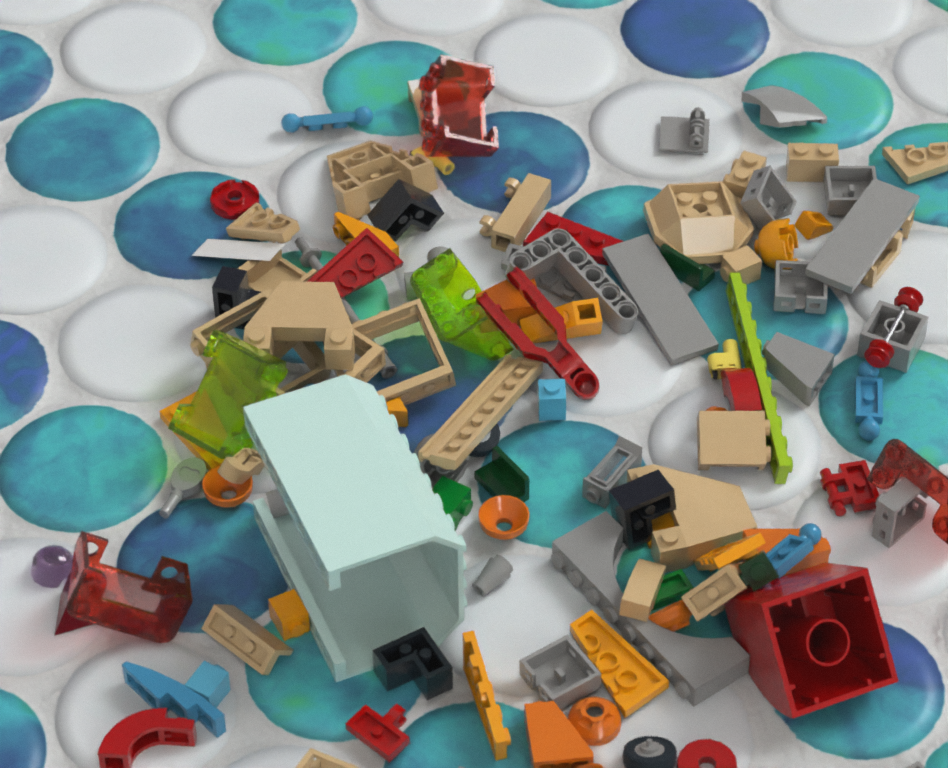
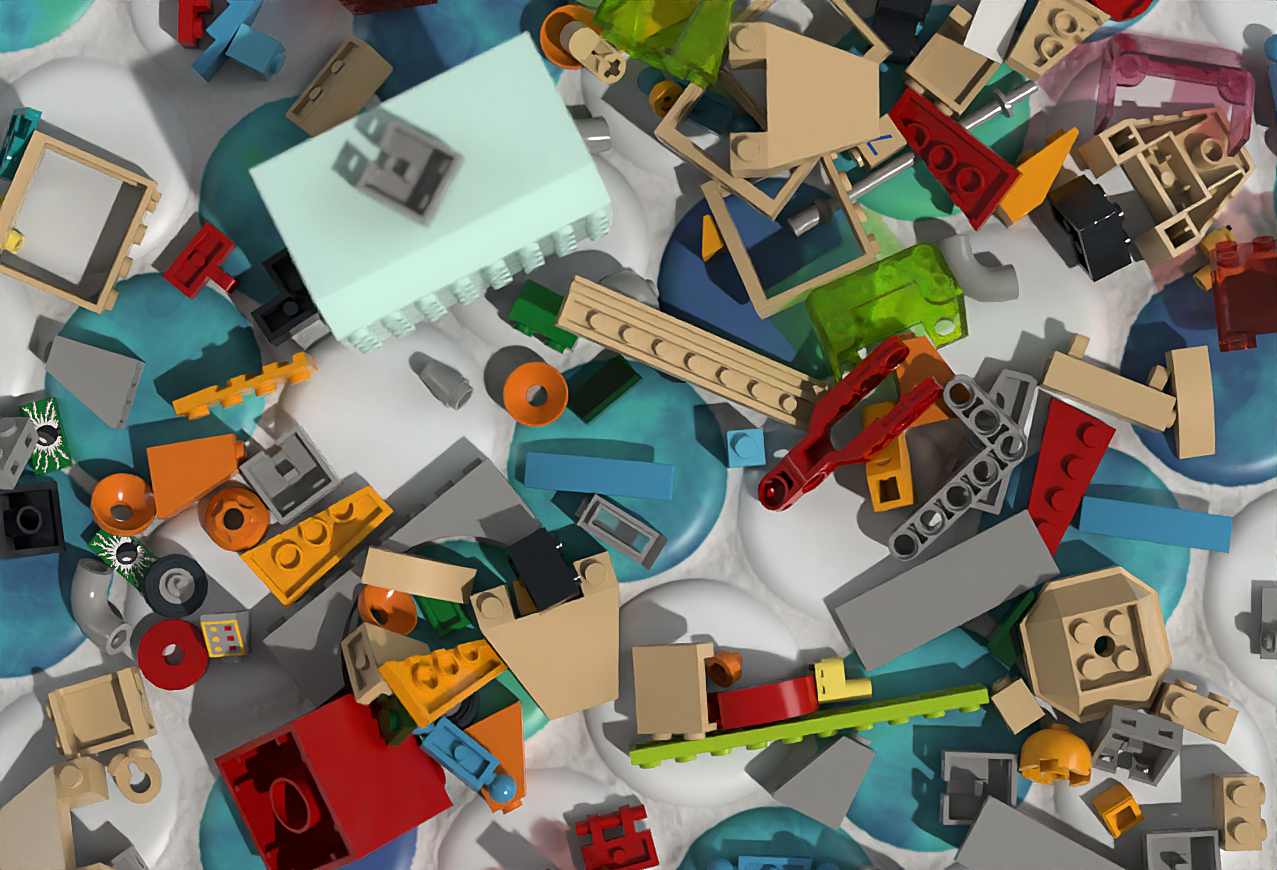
camera: 90 degrees right, 40 degrees up
(293, 185) = (1133, 57): none -> clear pink windscreen
(344, 463) = (412, 175): none -> light grey piece
(519, 166) = (1192, 387): none -> tan slope
(568, 484) = (599, 476): none -> dark azure slope
(614, 193) = (1156, 524): none -> dark azure slope
(689, 716) = (227, 635): none -> light grey slope

